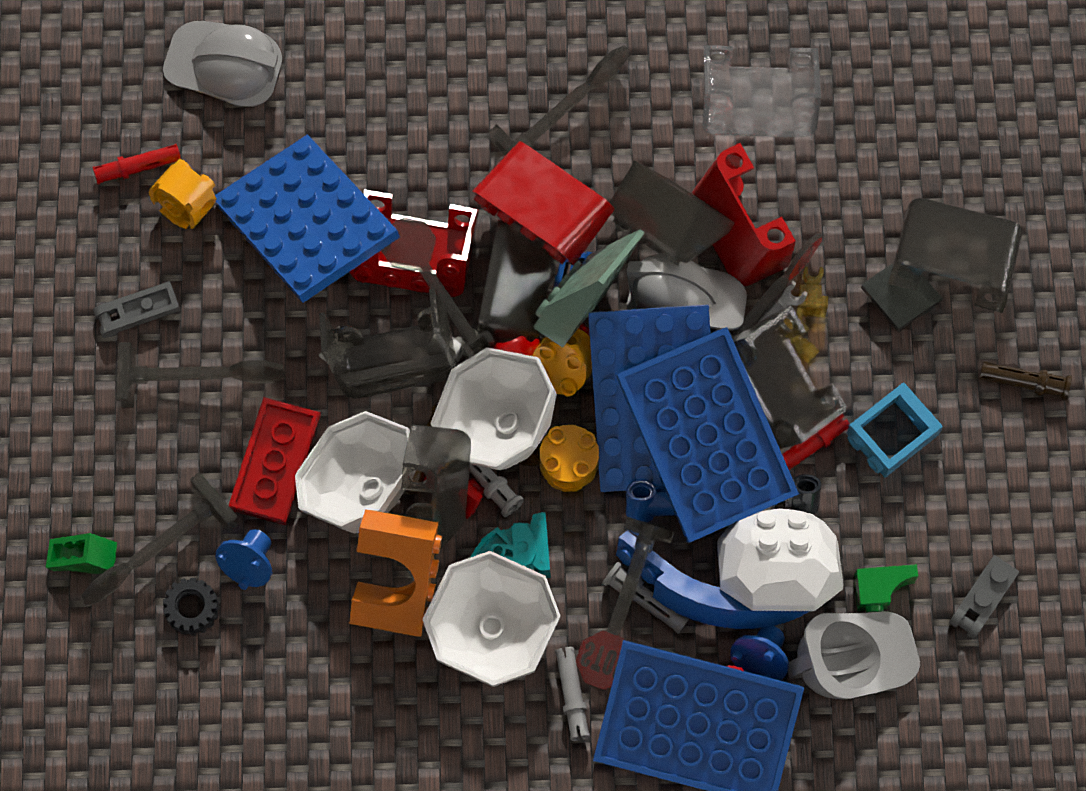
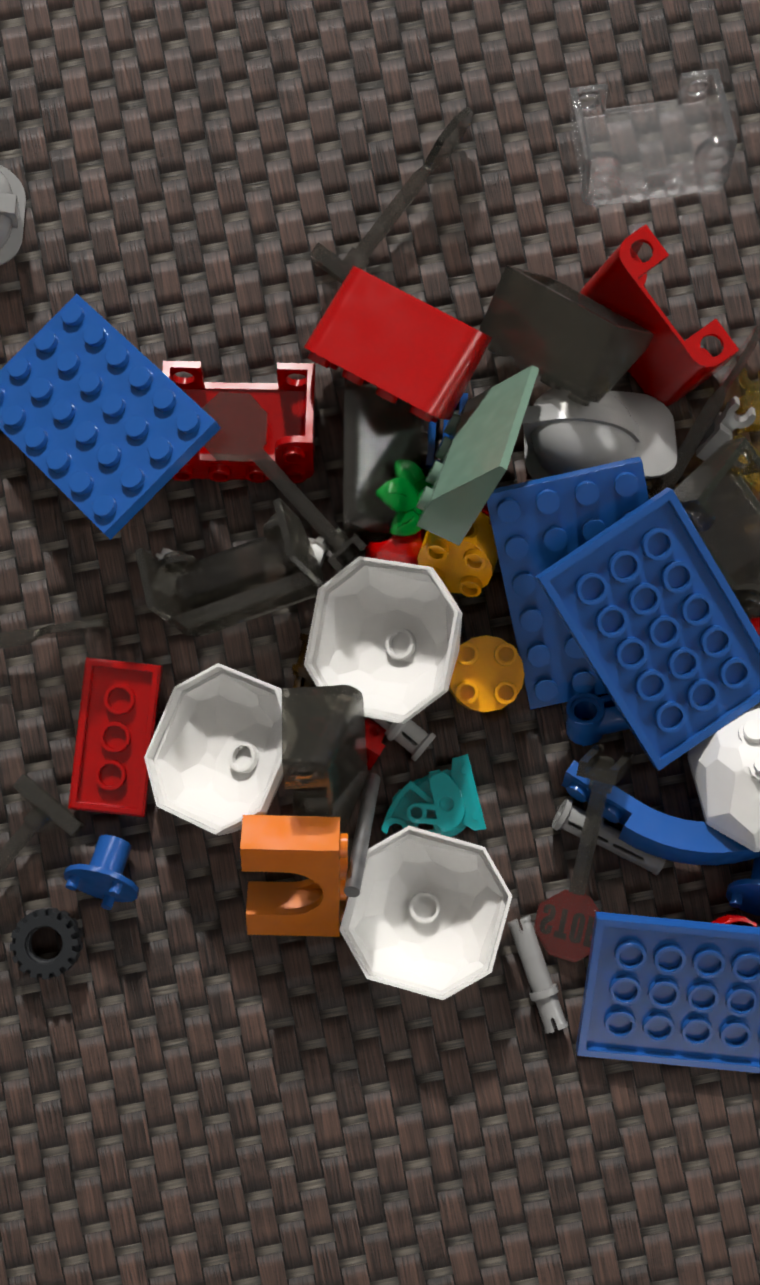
camera: 10 degrees left, 15 degrees up
(452, 553) = (362, 836): none -> flat silver bar
(525, 308) = (402, 496): none -> green plate

